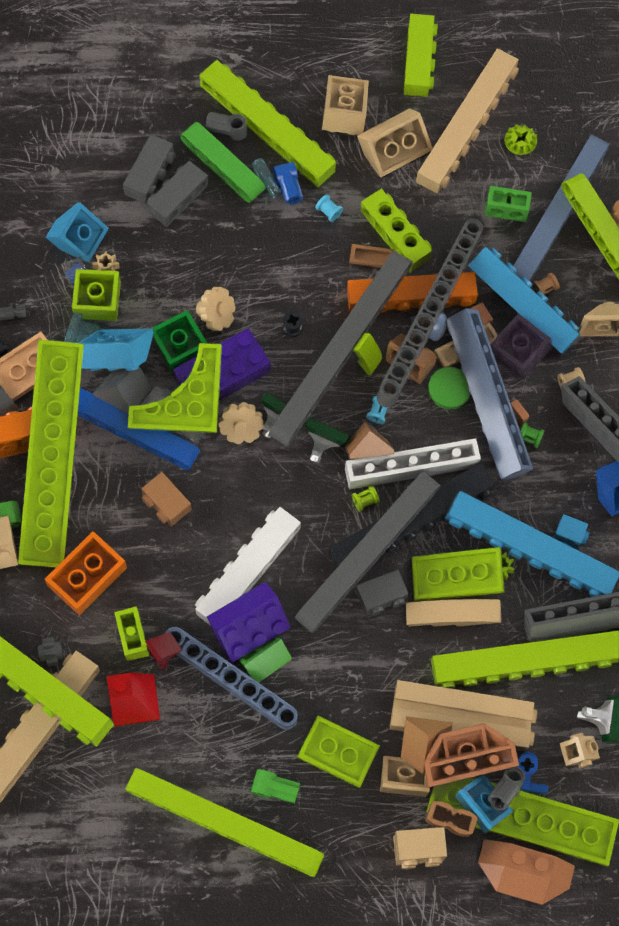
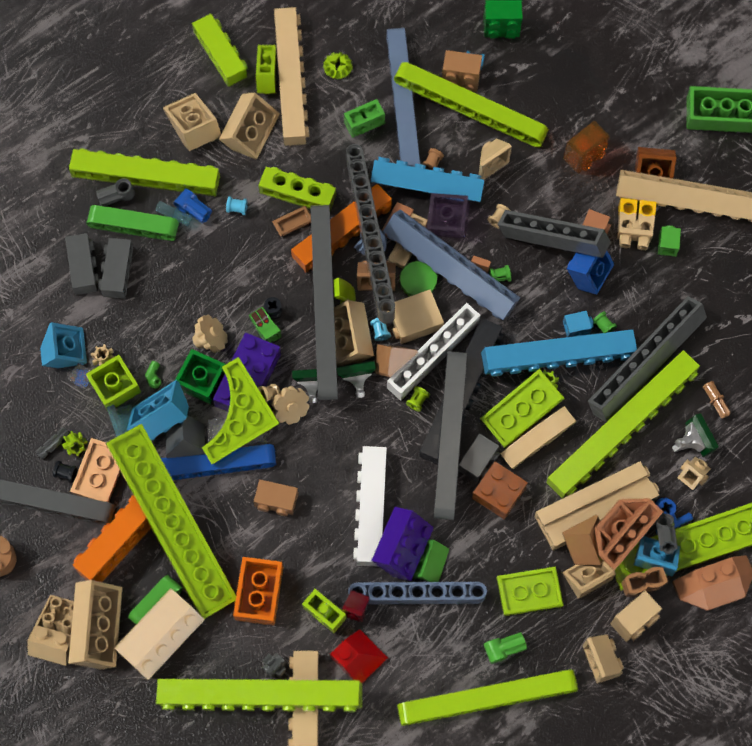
camera: 30 degrees left, 0 degrees up
(19, 331) = (79, 442): none -> lime gear
(137, 311) = (151, 376): none -> bright green arm
(227, 397) = (269, 391): none -> tan bush
(273, 335) = (264, 325): none -> bright green leg
(347, 396) = (352, 333): none -> tan slope
(359, 863) = (602, 658): none -> tan slope
(379, 636) = (499, 490): none -> dark orange brick
(419, 420) = (416, 317): none -> tan brick
(448, 100) = (266, 69): none -> lime slope
(598, 548) = (604, 323): none -> bright green bush

